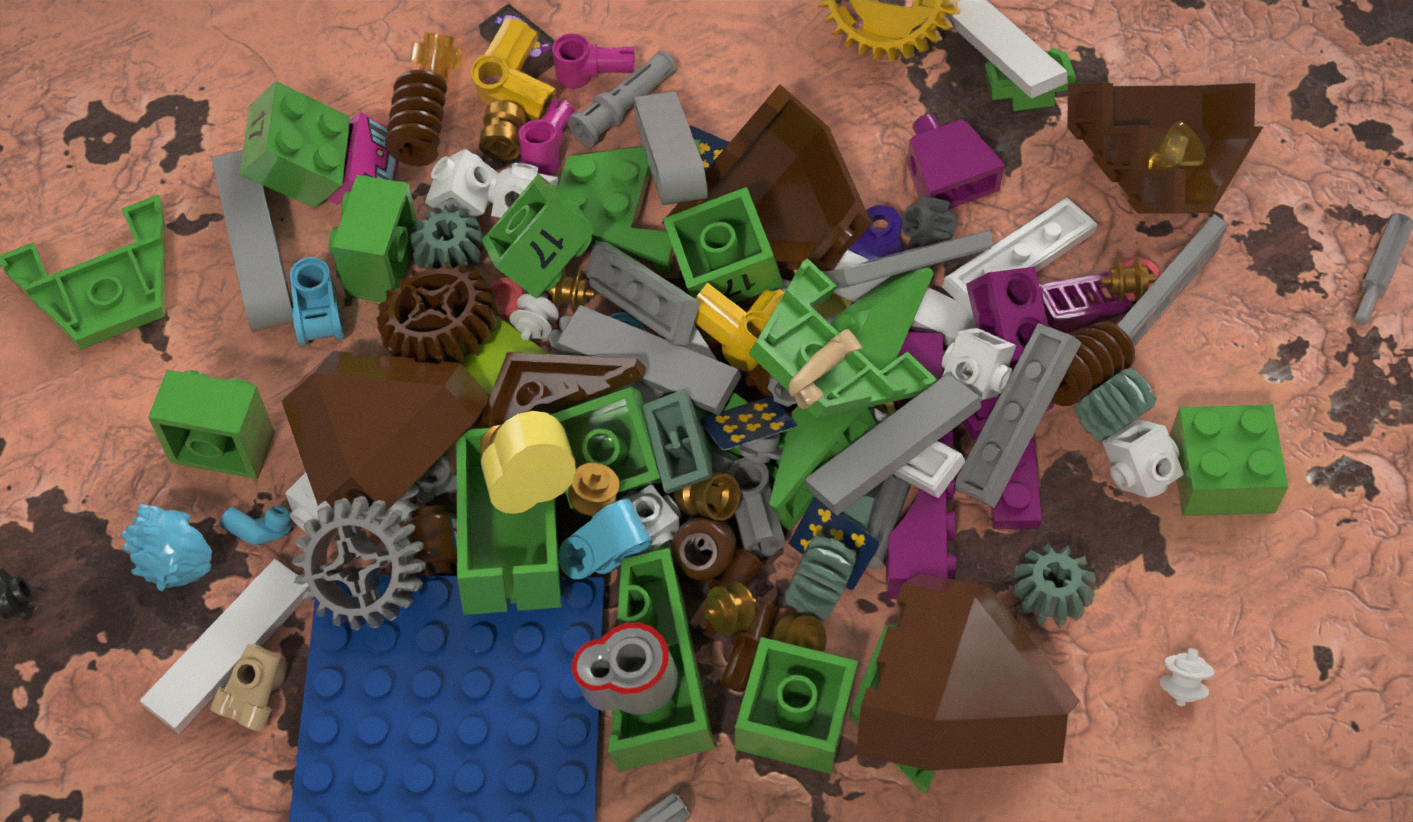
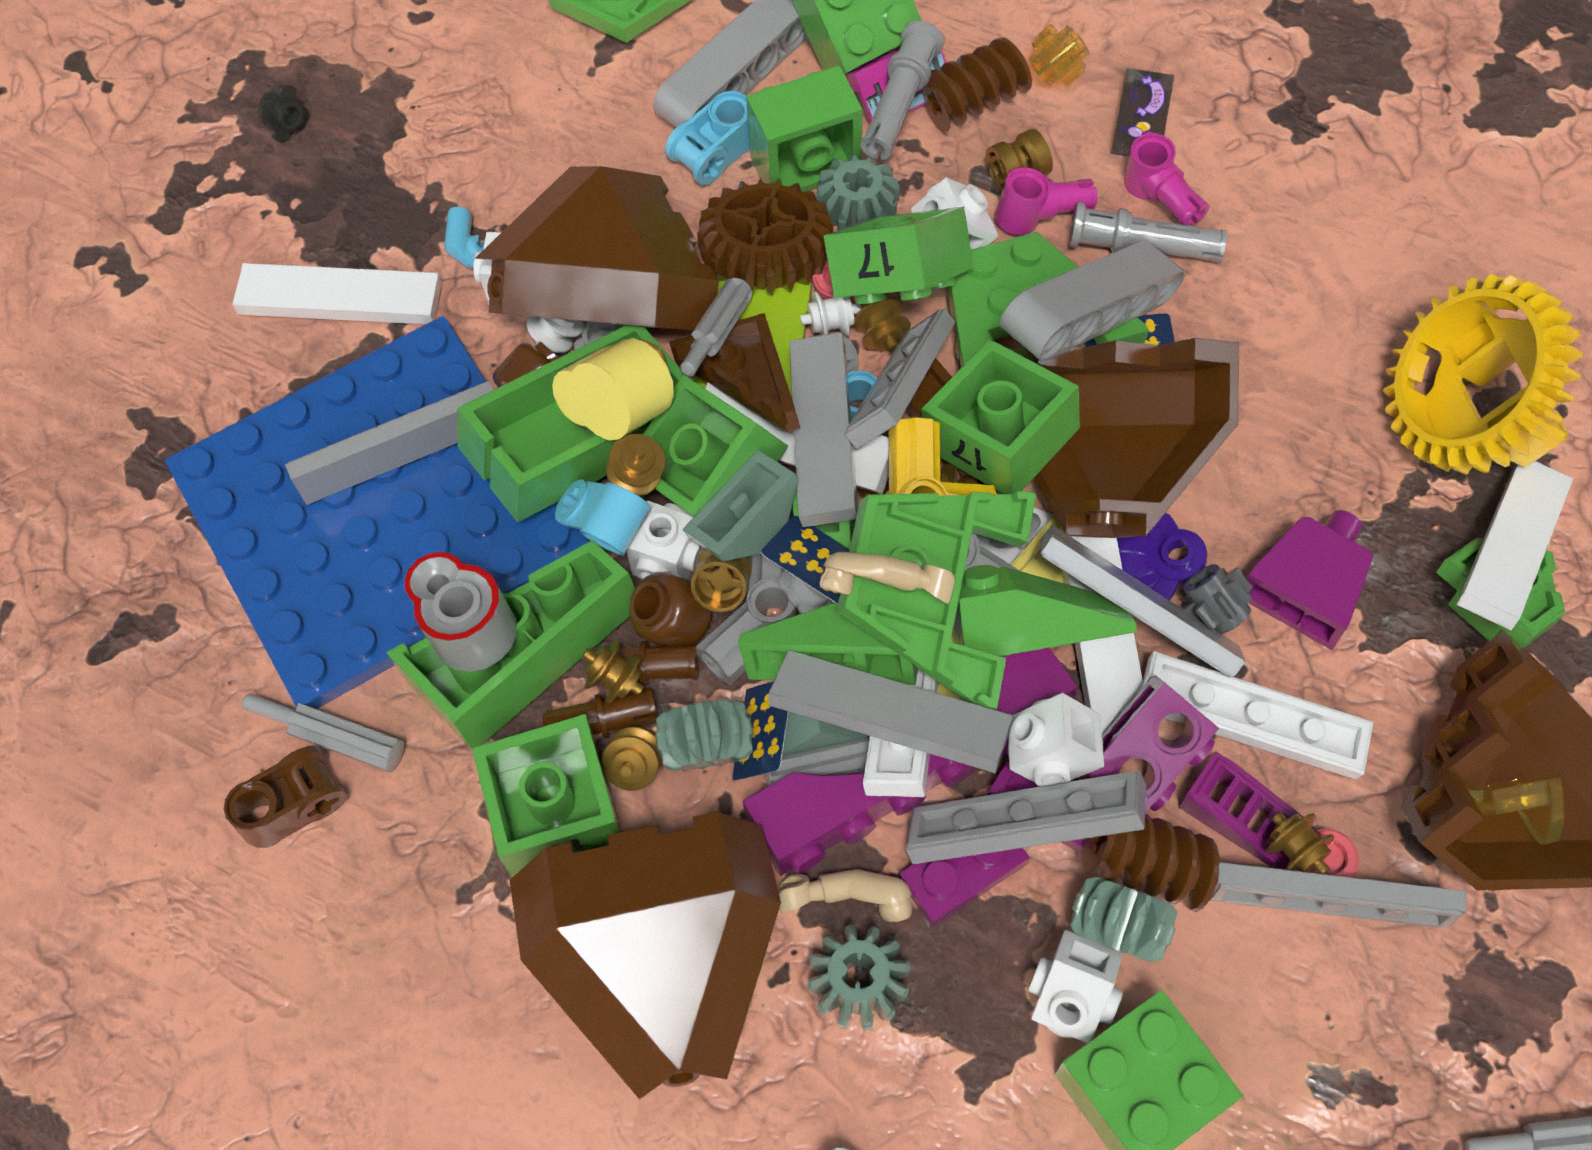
camera: 60 degrees right, 5 degrees up
(166, 547) = (377, 183): medium azure hair -> none
(212, 423) = (523, 130): bright green brick -> none
(245, 696) = (300, 331): tan plate -> none
(352, 544) = (442, 327): light grey gear -> none
(386, 144) = (908, 72): none -> light grey pin
(426, 656) = (380, 448): none -> light grey tile
(460, 183) = (925, 161): white brick -> none
(500, 381) = (717, 323): none -> light grey axle
(506, 58) = (1096, 110): yellow piece -> none
(1003, 535) = (852, 884): none -> tan arm

